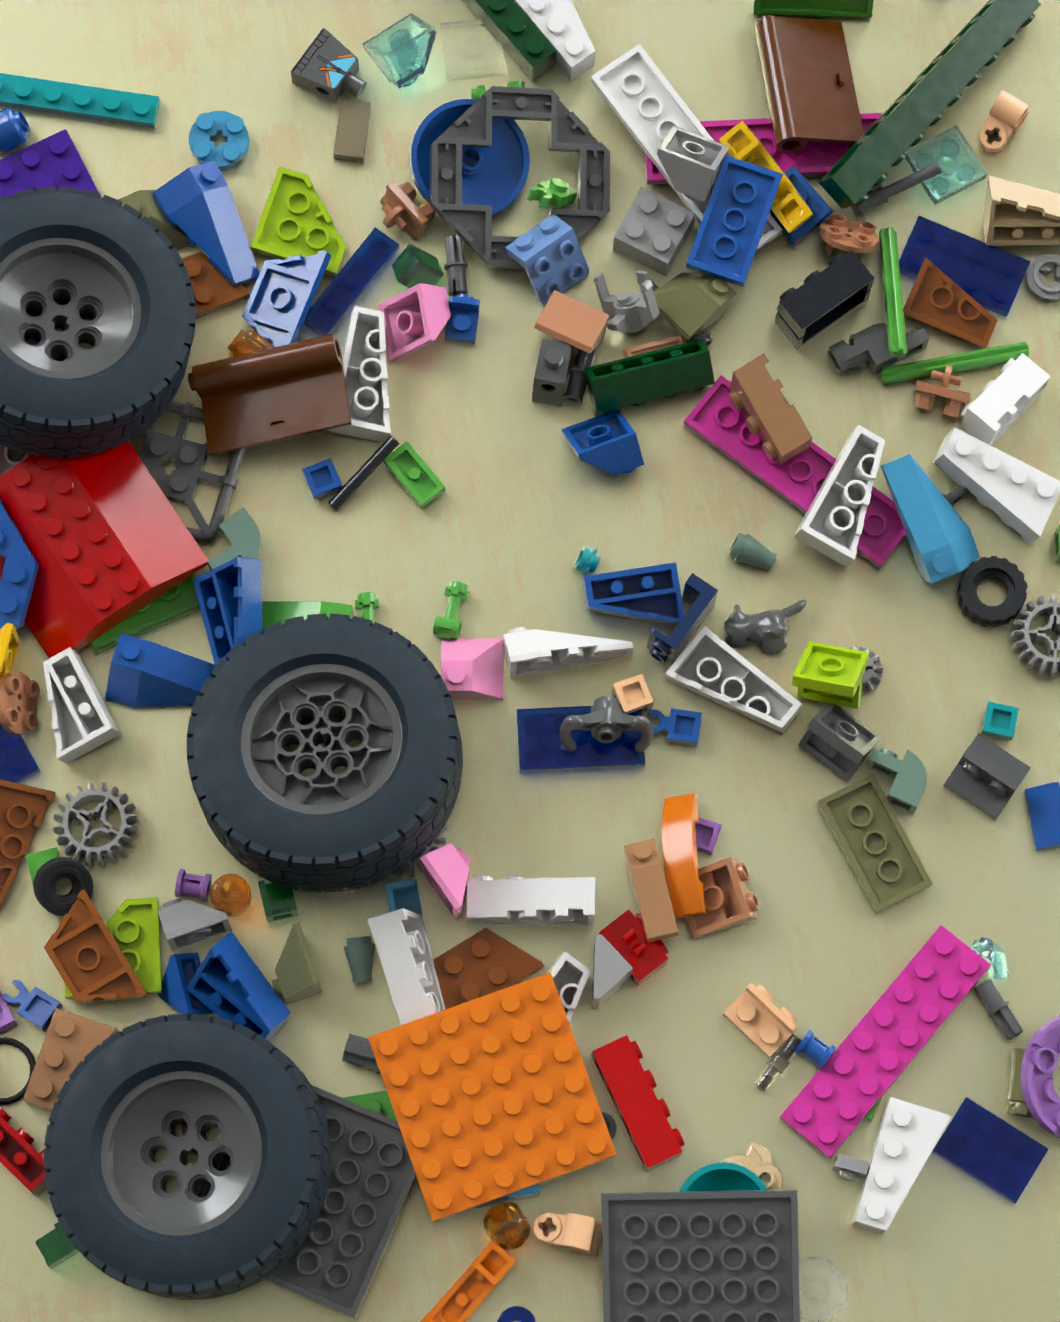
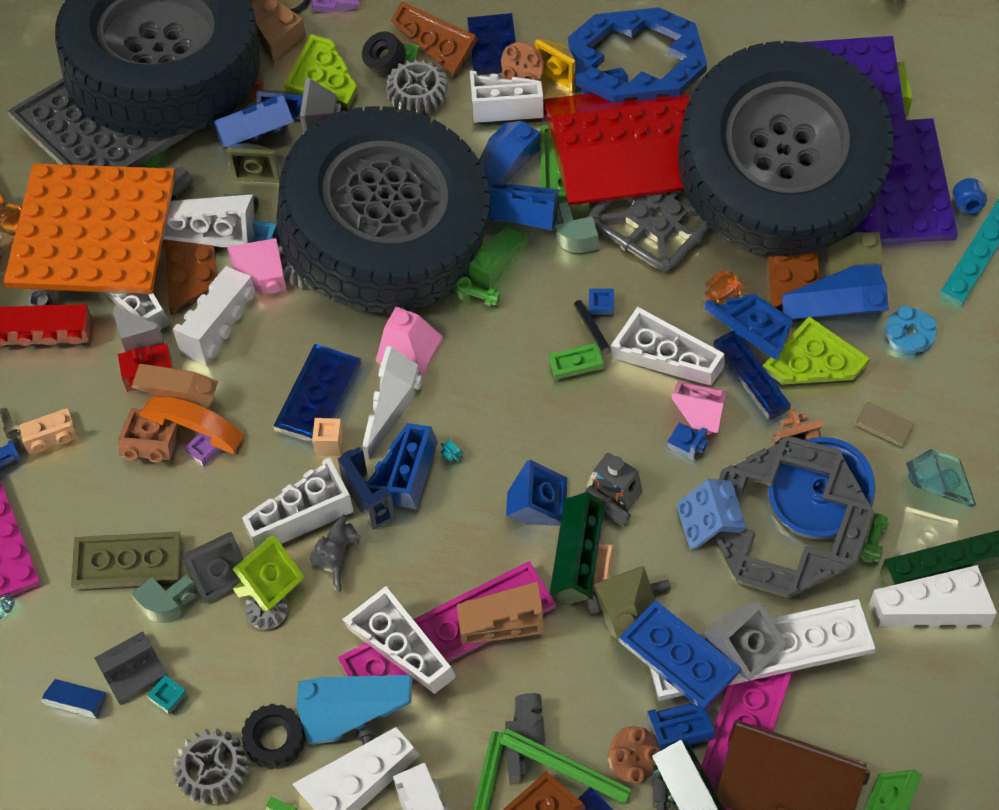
camera: 120 degrees right, 15 degrees down
(34, 1007) = (318, 20): plate -> none
(91, 957) = (325, 49): dark orange wing -> none
(276, 385) = (680, 283): reddish brown door -> none
(328, 69) = (944, 422): dark grey torso -> none
(417, 267) = (743, 423): clear green panel -> none
(447, 626) = (448, 340): bright green bar -> none
(455, 265) = (730, 450): dark grey axle -> none
(552, 192) = (768, 538): bright green plate -> none
(573, 322) = (642, 501): nougat slope -> none
(606, 724) = (311, 400): dark grey piece -> none
(628, 310) = (644, 553): light grey piece -> none
(653, 231) = (701, 599): light grey brick -> none
(680, 727) = (291, 463): blue plate -> none
(751, 552) = (399, 568): sand green cone -> none
(788, 203) = (729, 704): yellow slope -> none
(823, 298) = (583, 704): black piece -> none
(955, 398) = (462, 773): nougat hips -> none

